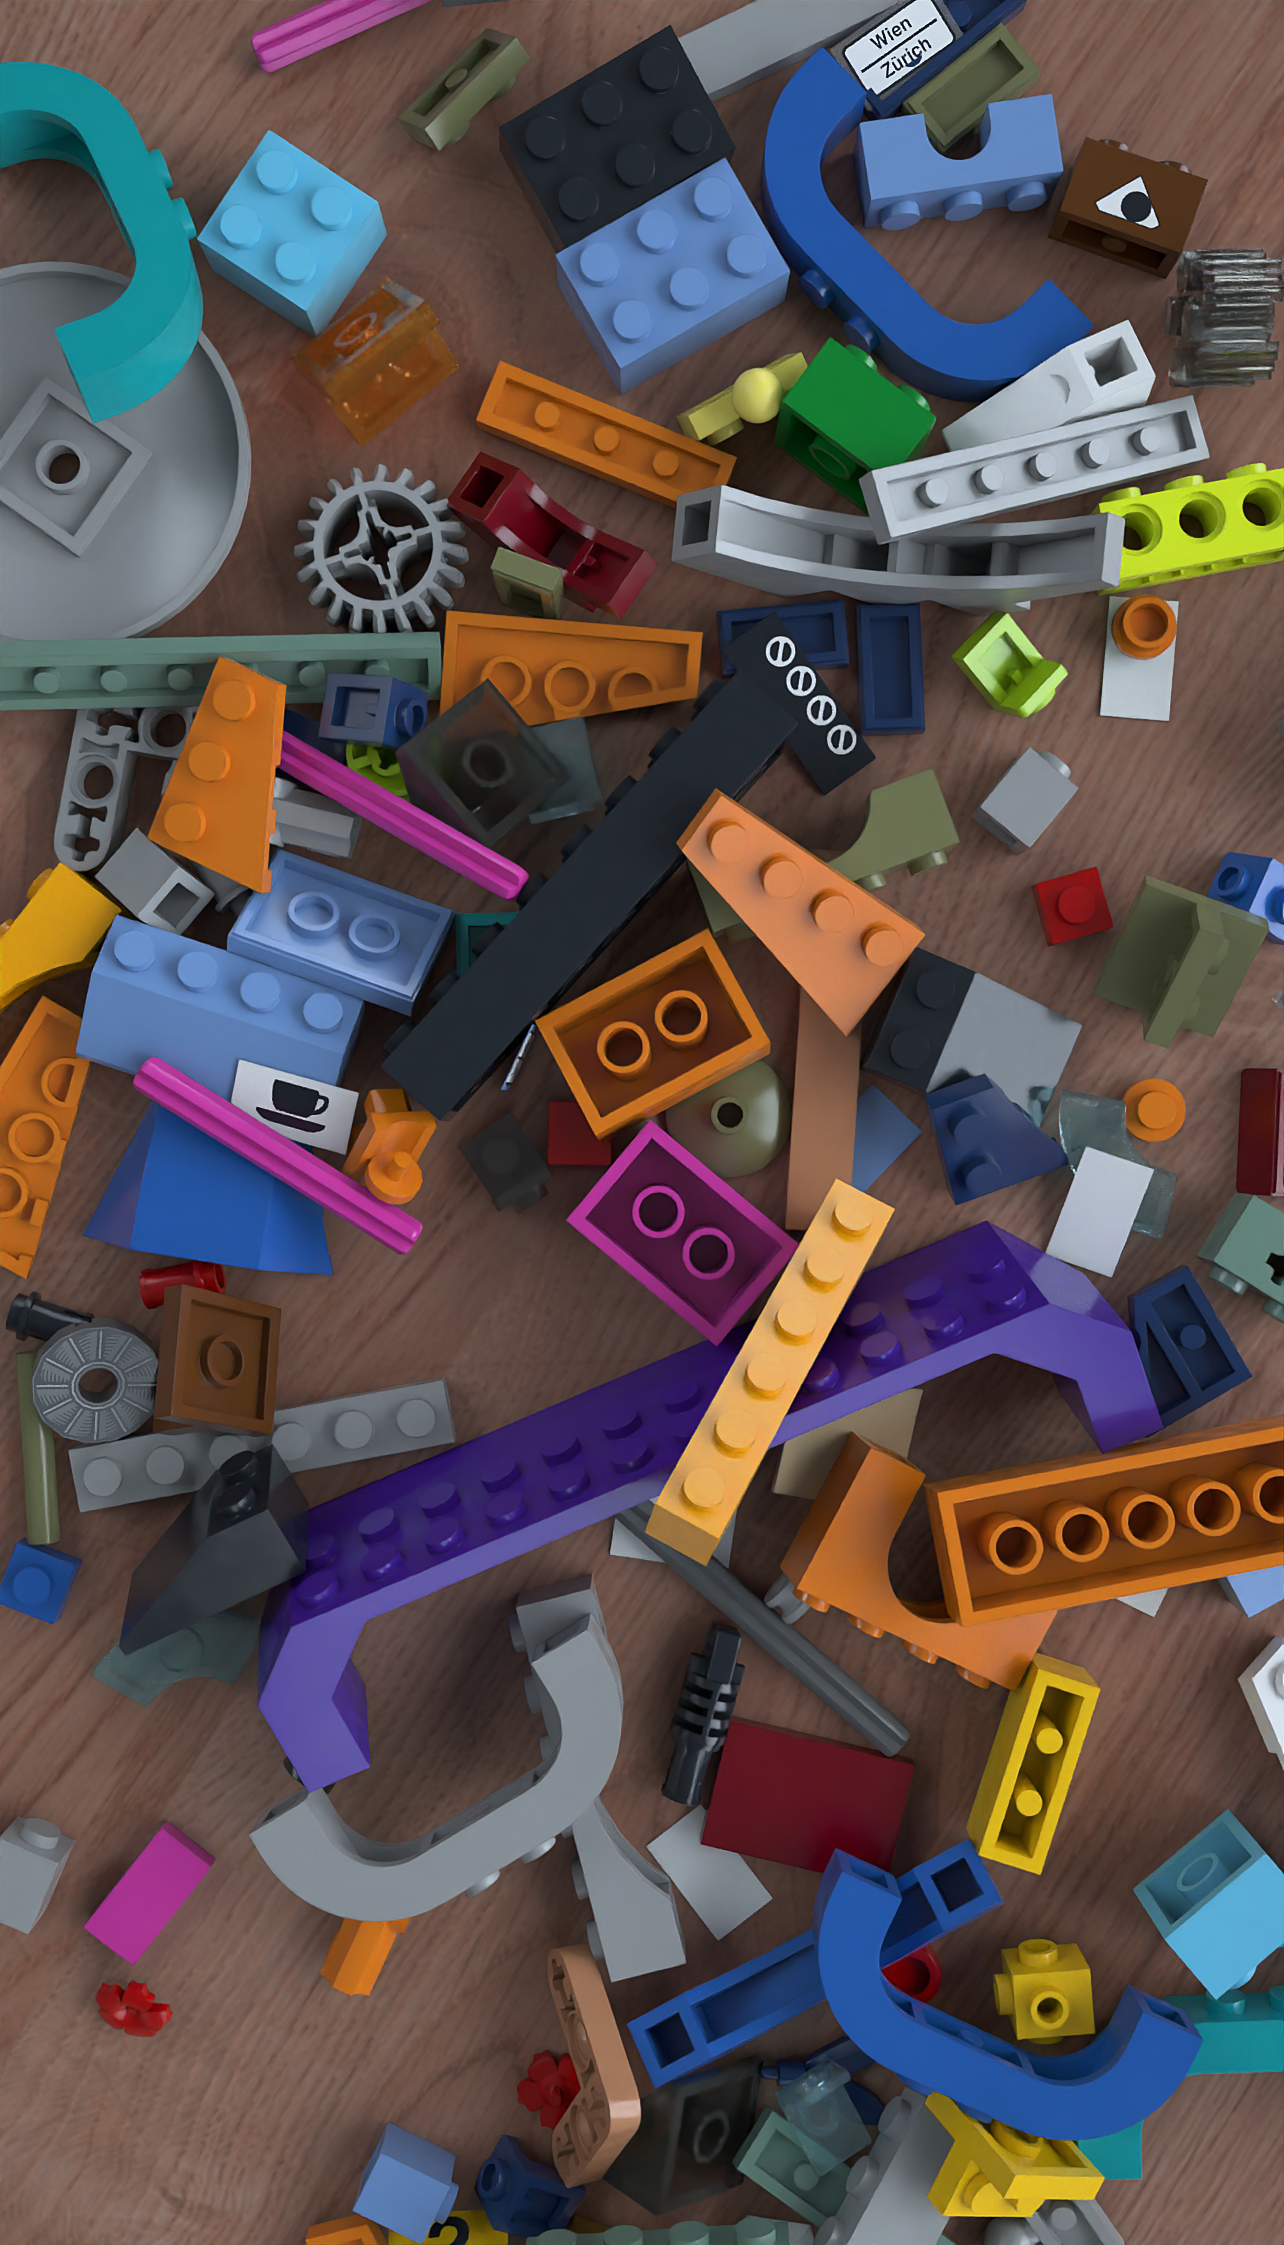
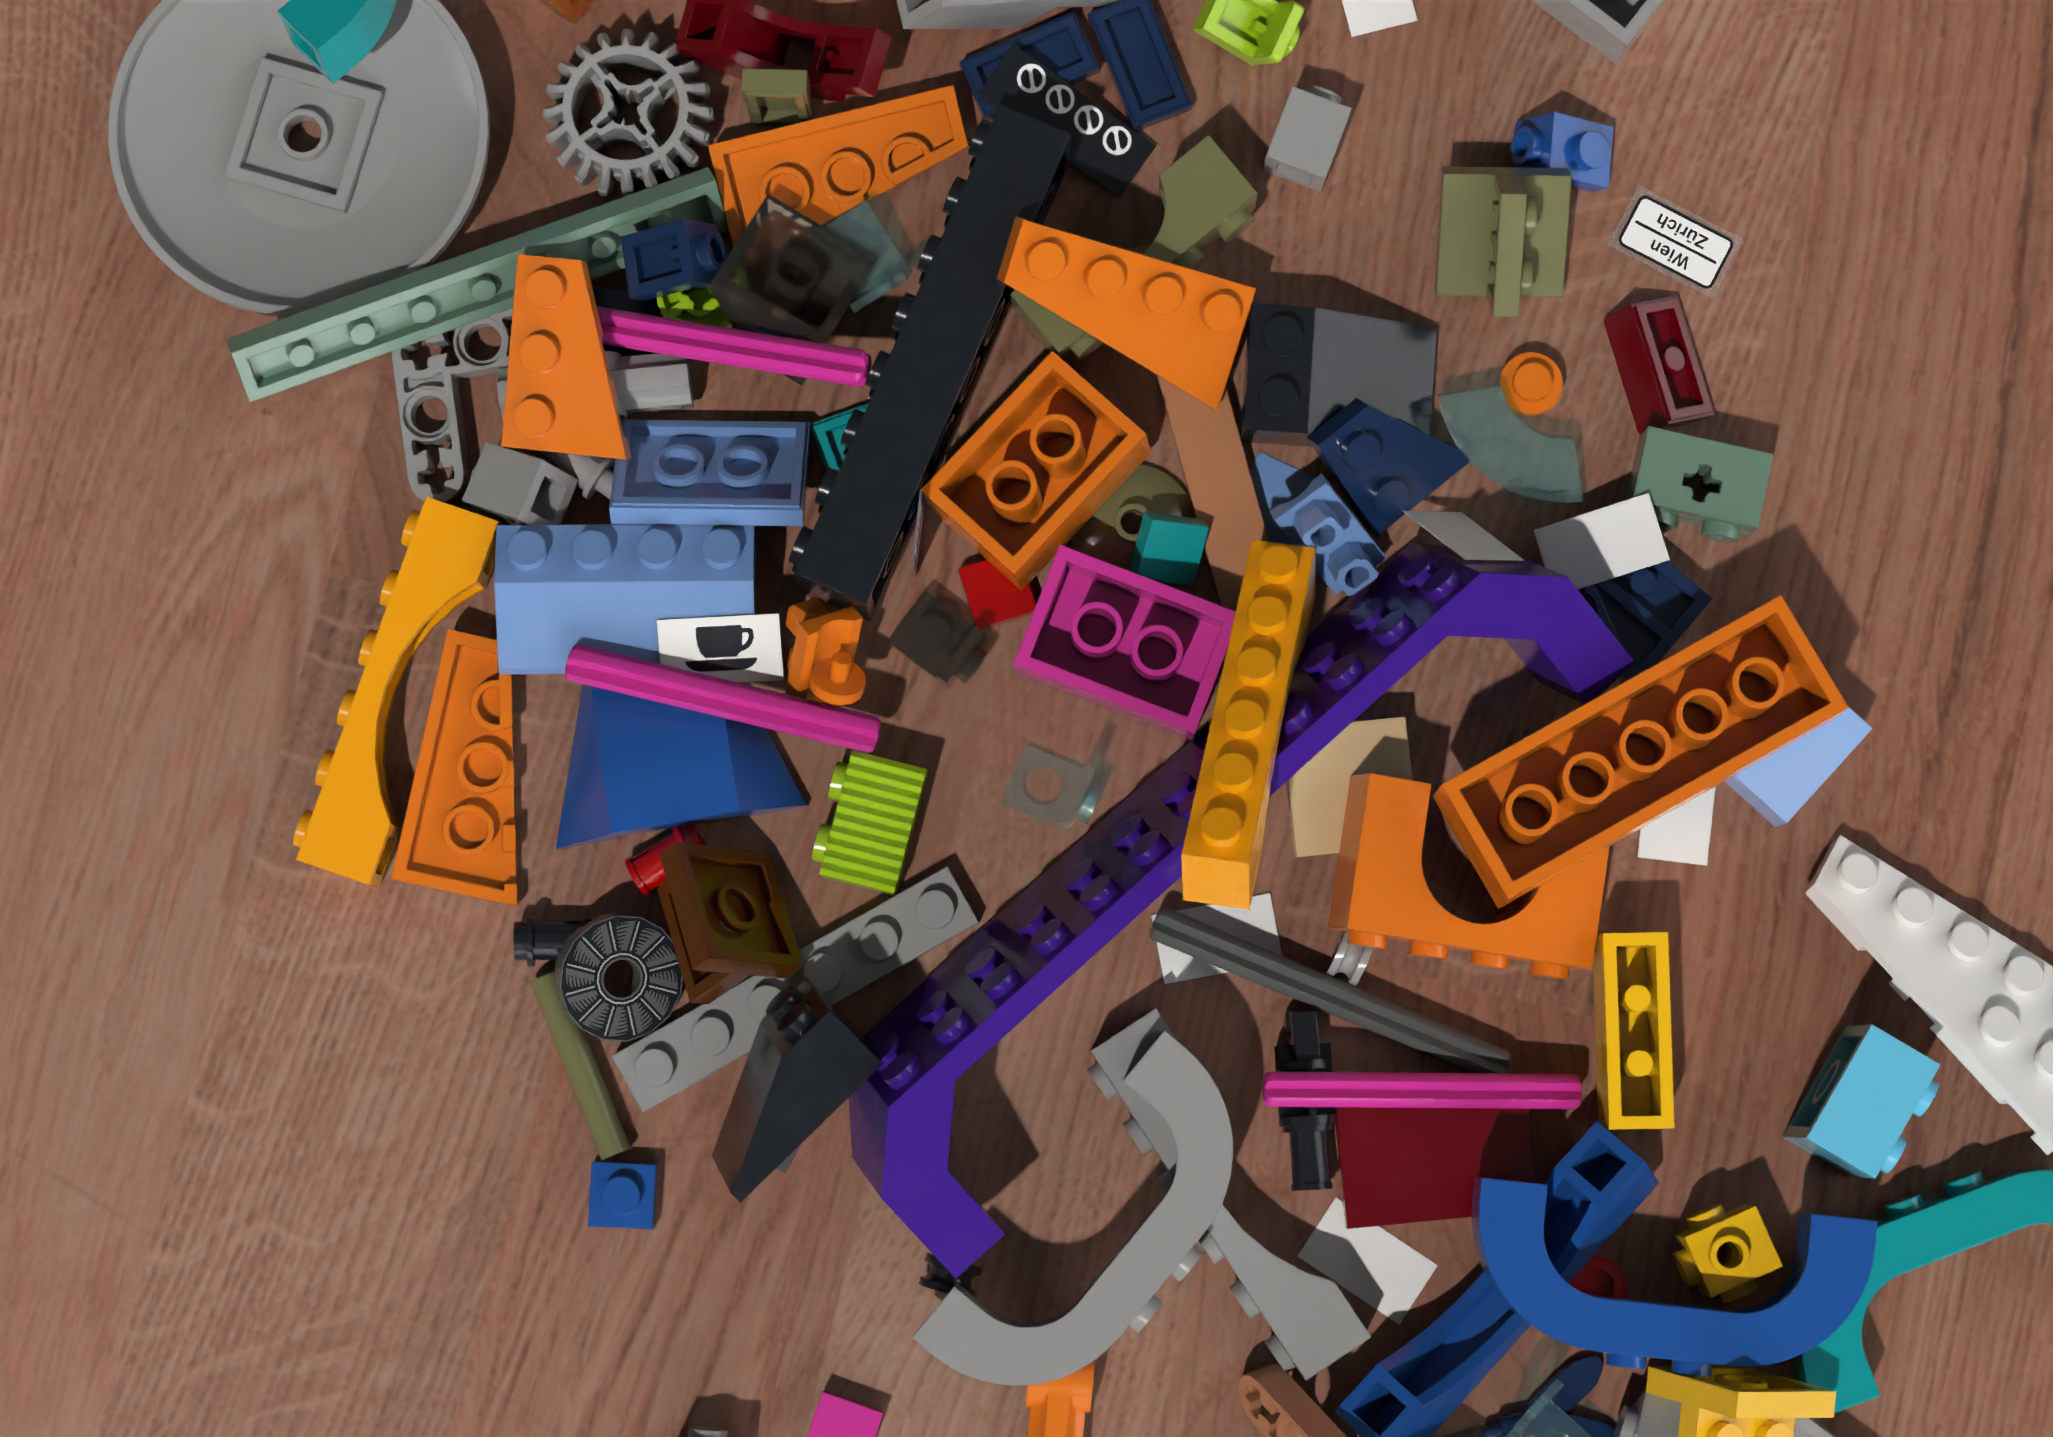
camera: 15 degrees left, 5 degrees down
(208, 1648) = (779, 1214): clear light blue tile -> none
(383, 1317) = (871, 822): none -> lime brick
(585, 1358) = (1076, 797): none -> clear light blue bracket
(754, 1152) = (1169, 548): none -> teal tile
(813, 1748) = (1422, 1090): none -> dark pink axle
(913, 1187) = (1343, 545): none -> medium blue hips
(1039, 1240) = (1463, 535): none -> white sticker
(1072, 906) = (1388, 221): red plate -> none
(1099, 1211) = (1514, 489): white sticker -> none
(1169, 1290) = (1604, 542): none -> white sticker

